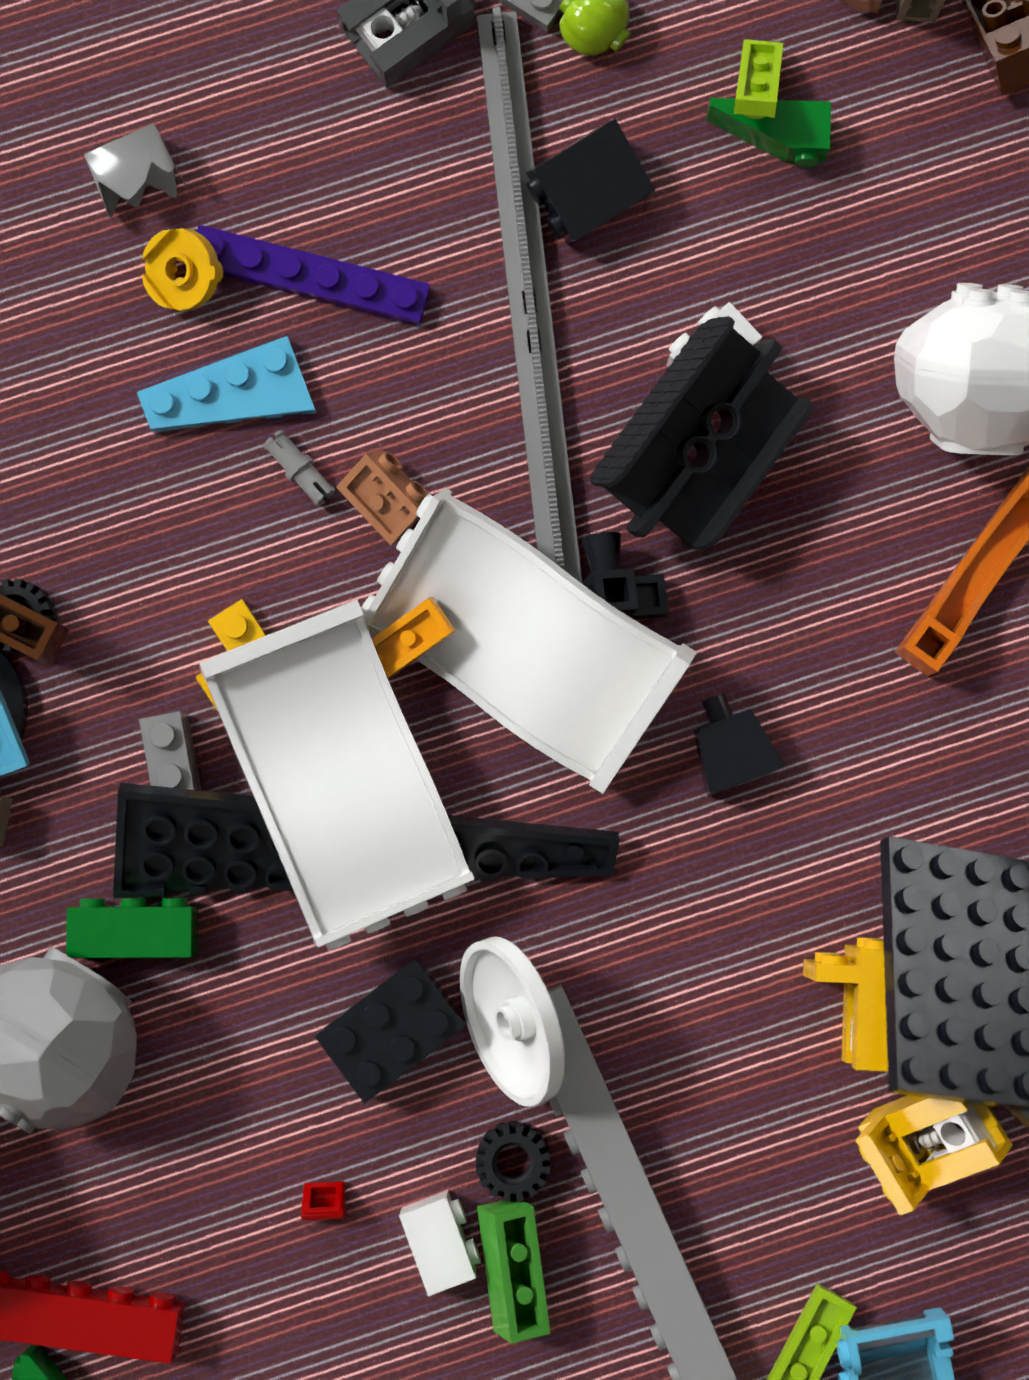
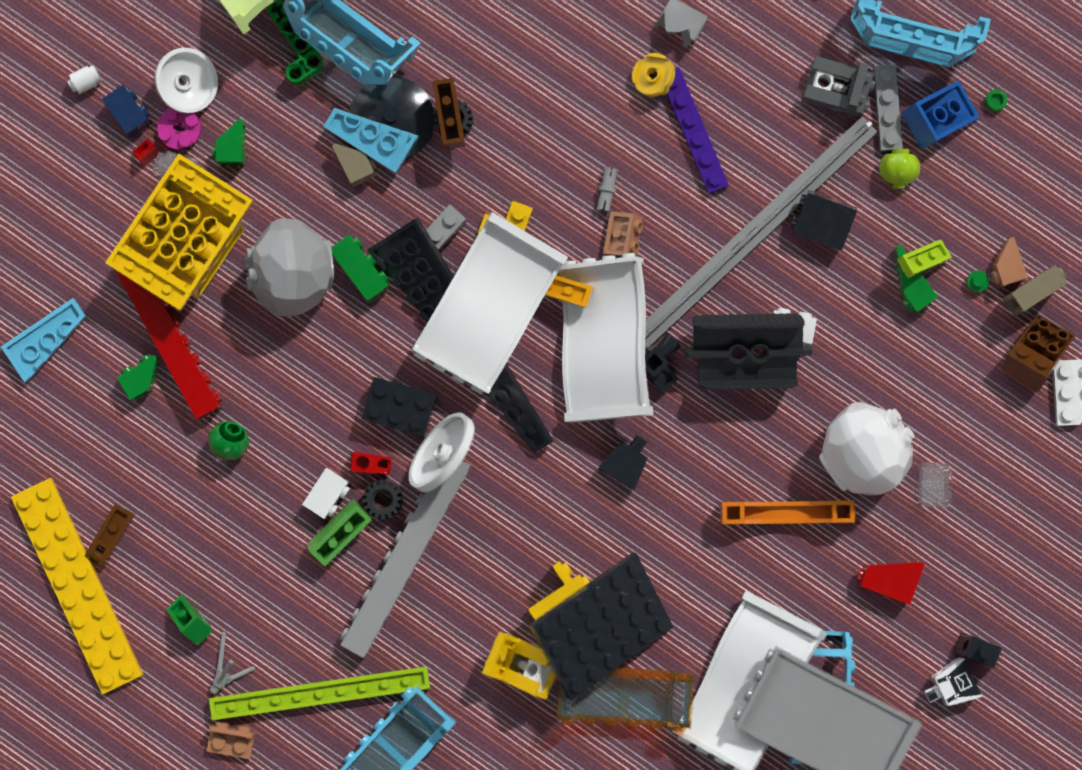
camera: 50 degrees right, 0 degrees up
(238, 388) = (623, 139): medium azure wing -> none
(243, 1337) = (228, 440): none -> green plant
(324, 1201) = (306, 433): red slope -> none
(444, 1139) = (370, 463): none -> red leg
(846, 32) = (977, 281): none -> green plate

